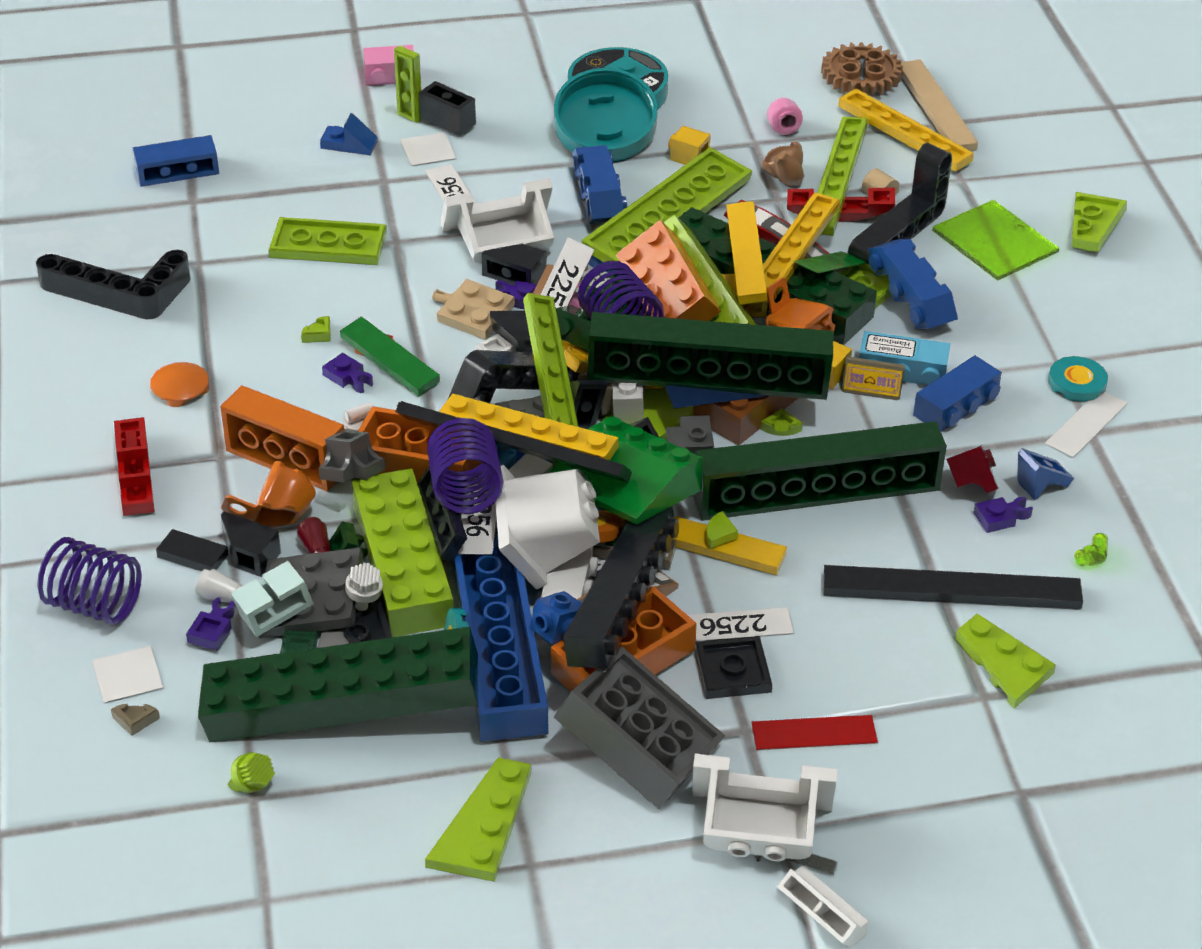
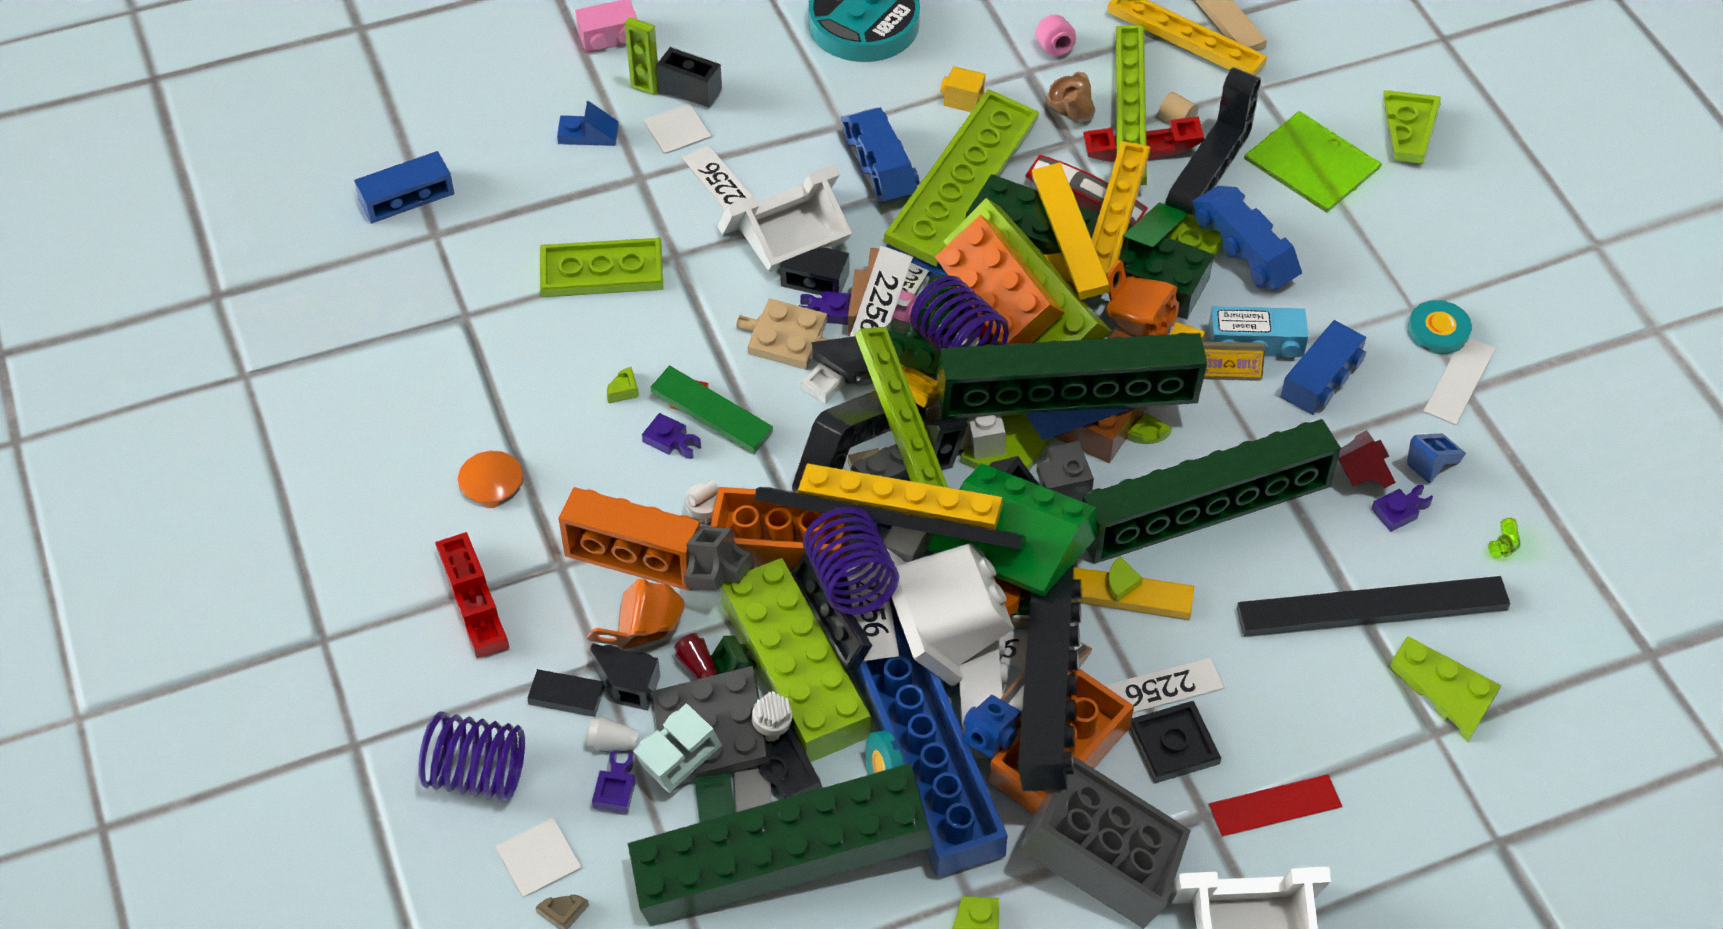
camera: 10 degrees left, 10 degrees up
(114, 290) = (382, 369): black beam -> none
(607, 110) = (865, 61): teal piece -> none

